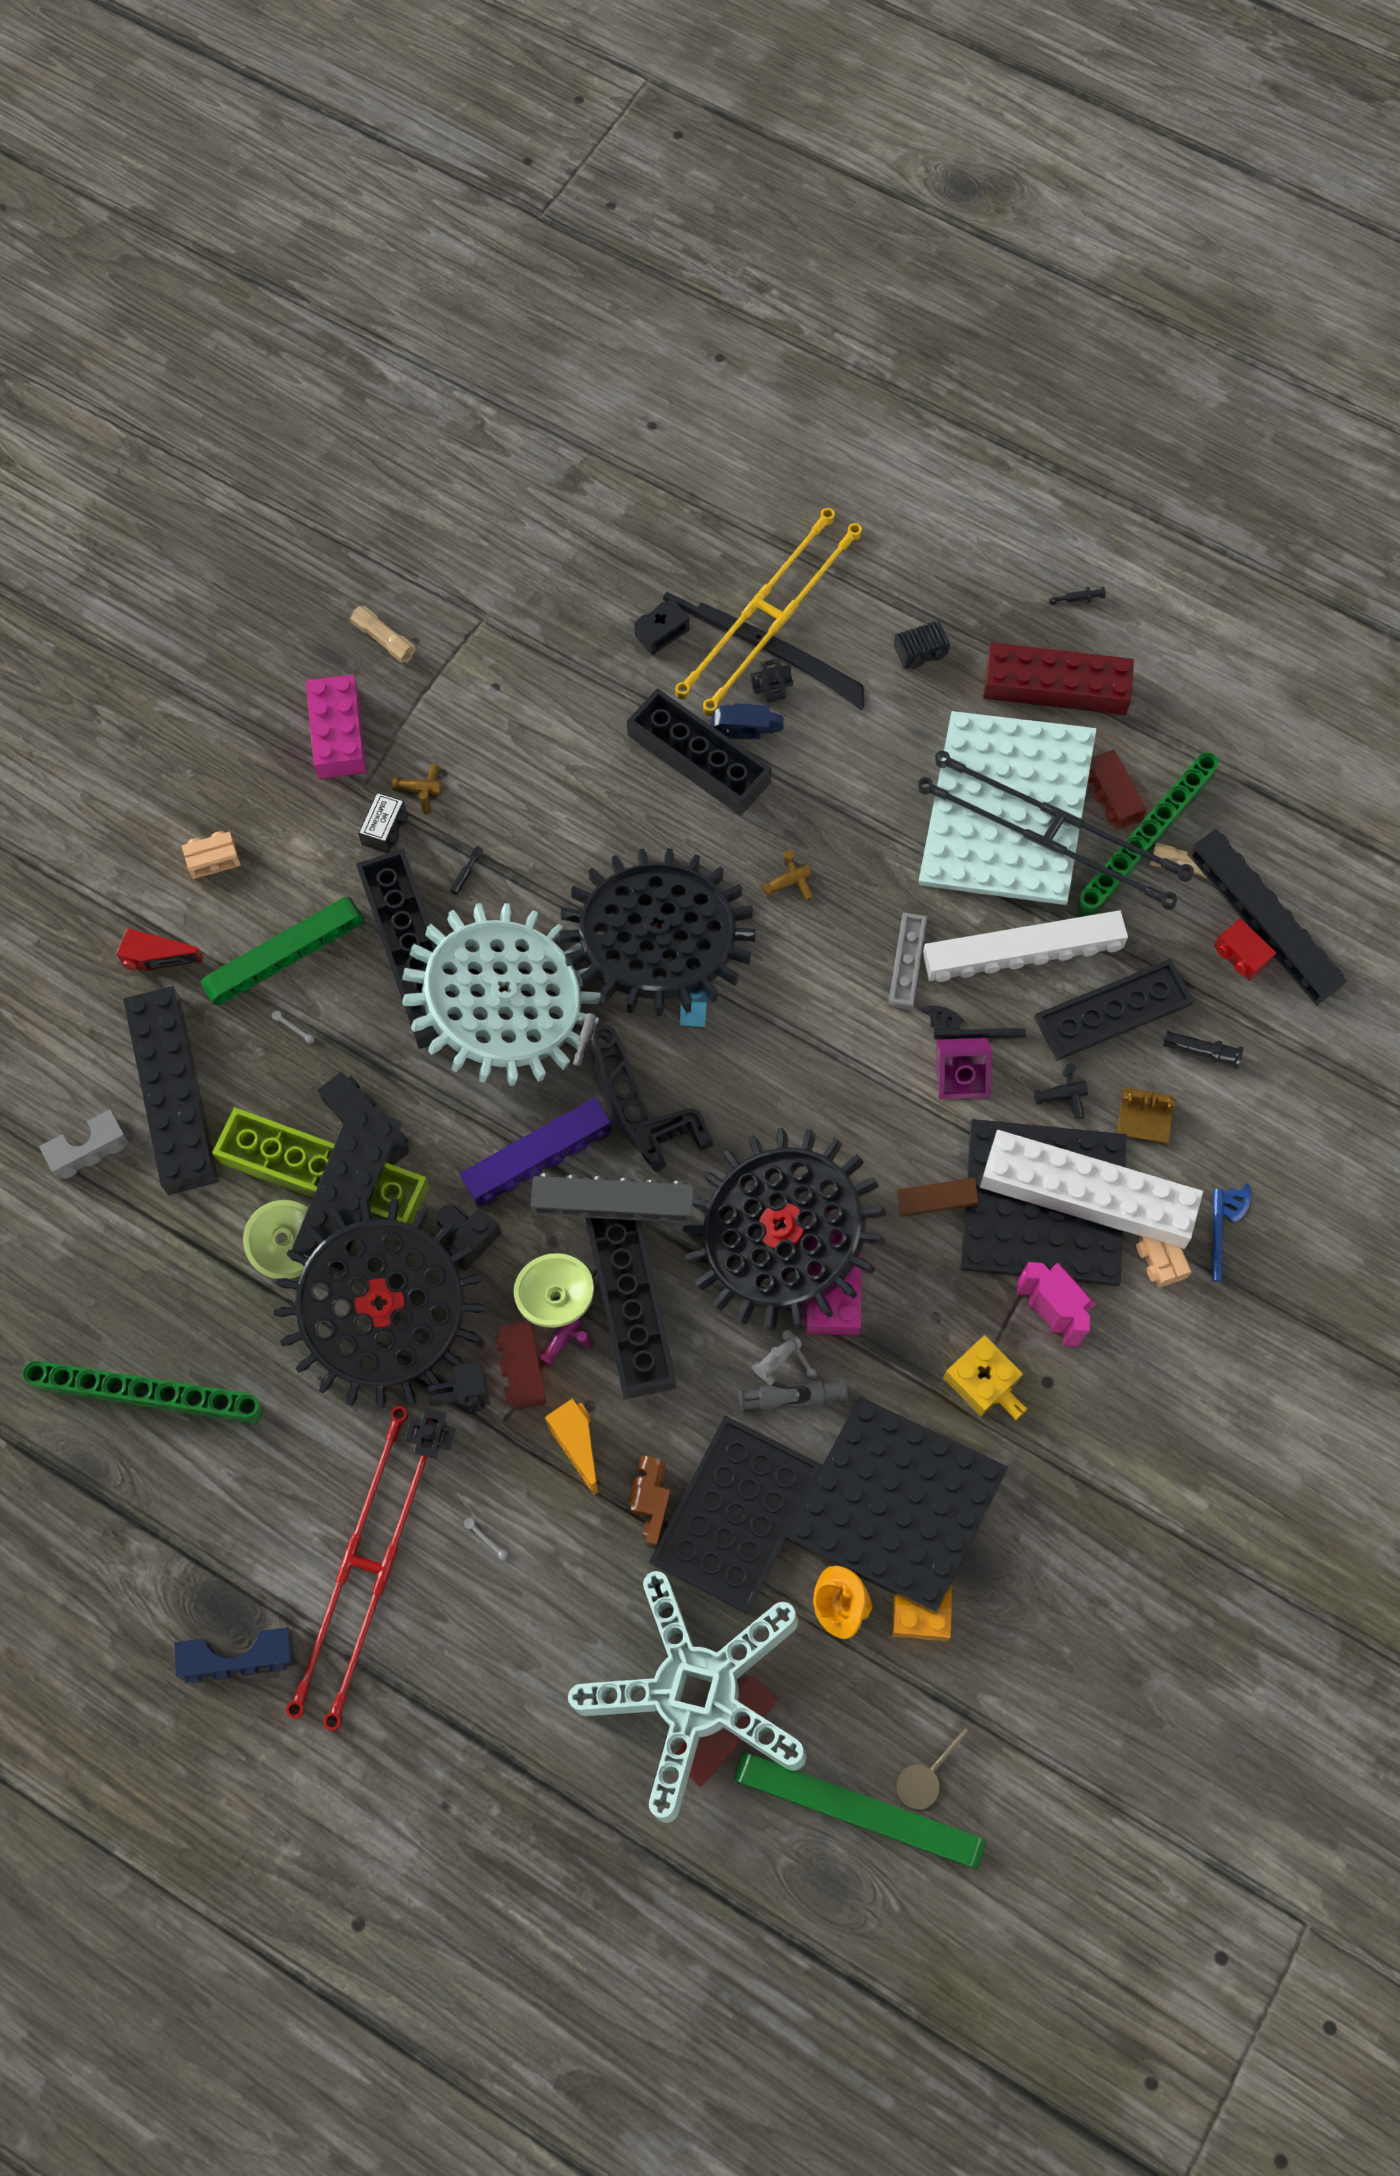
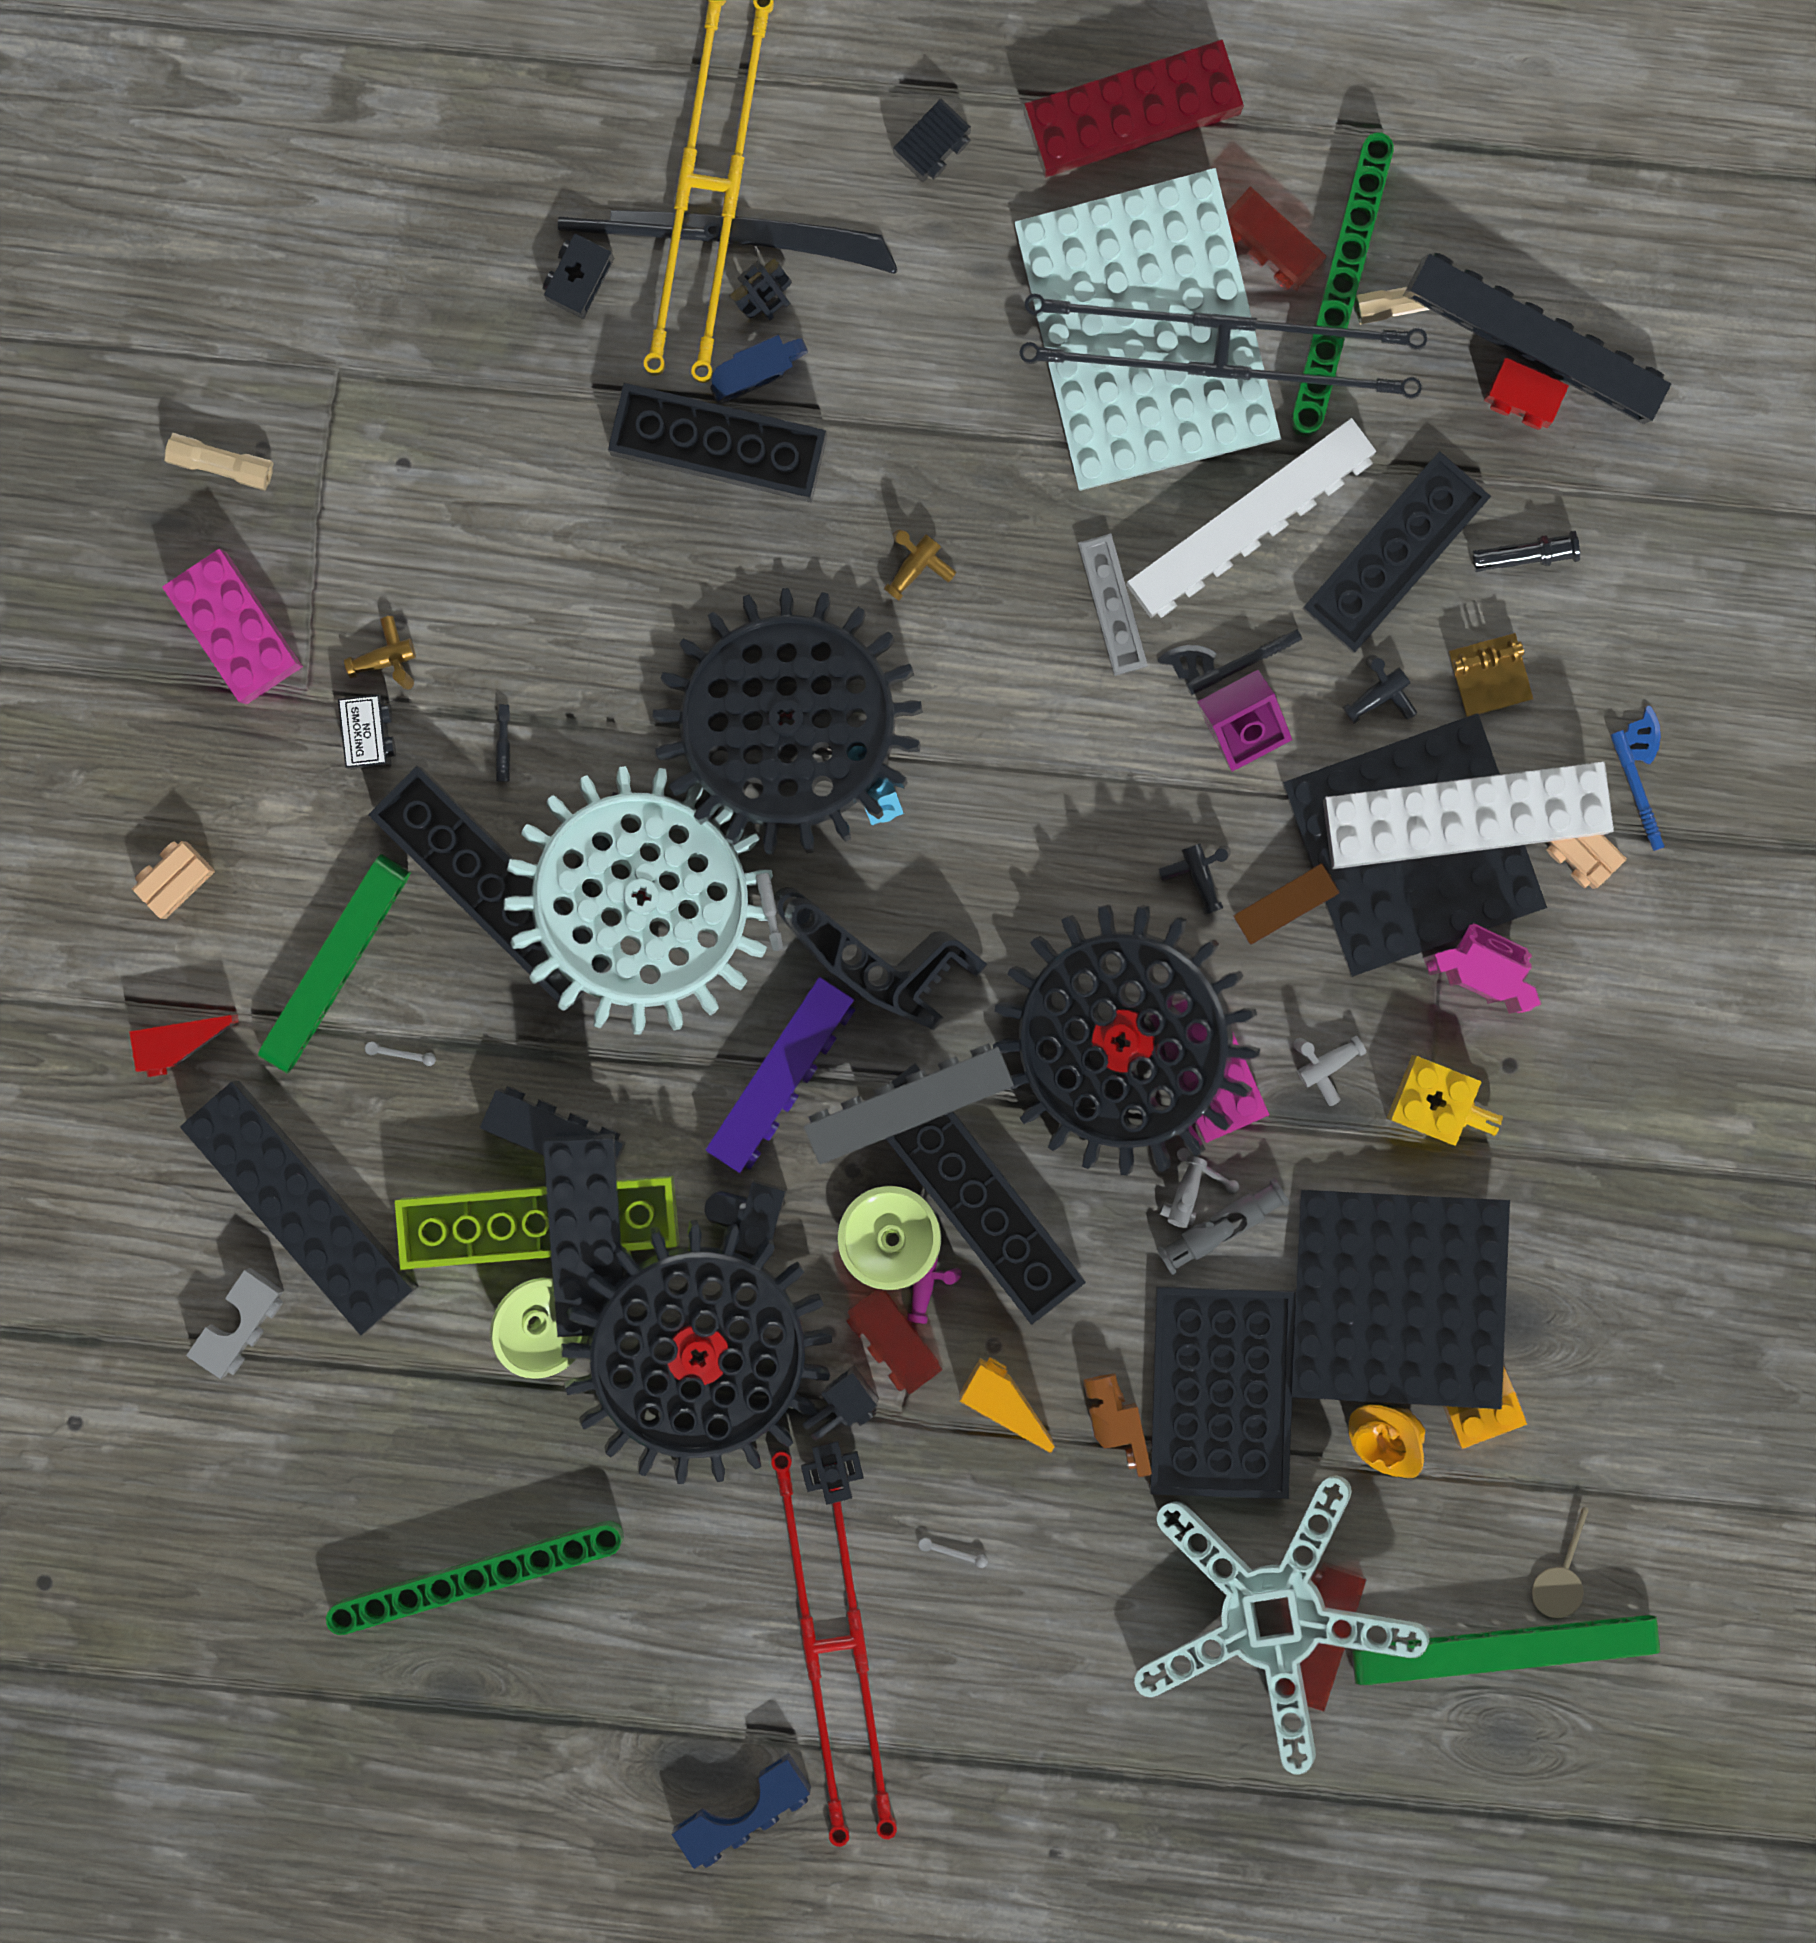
camera: 25 degrees left, 20 degrees up
(887, 1147) = (1200, 873): none -> black piece
(911, 1319) = (1320, 1068): none -> light grey piece

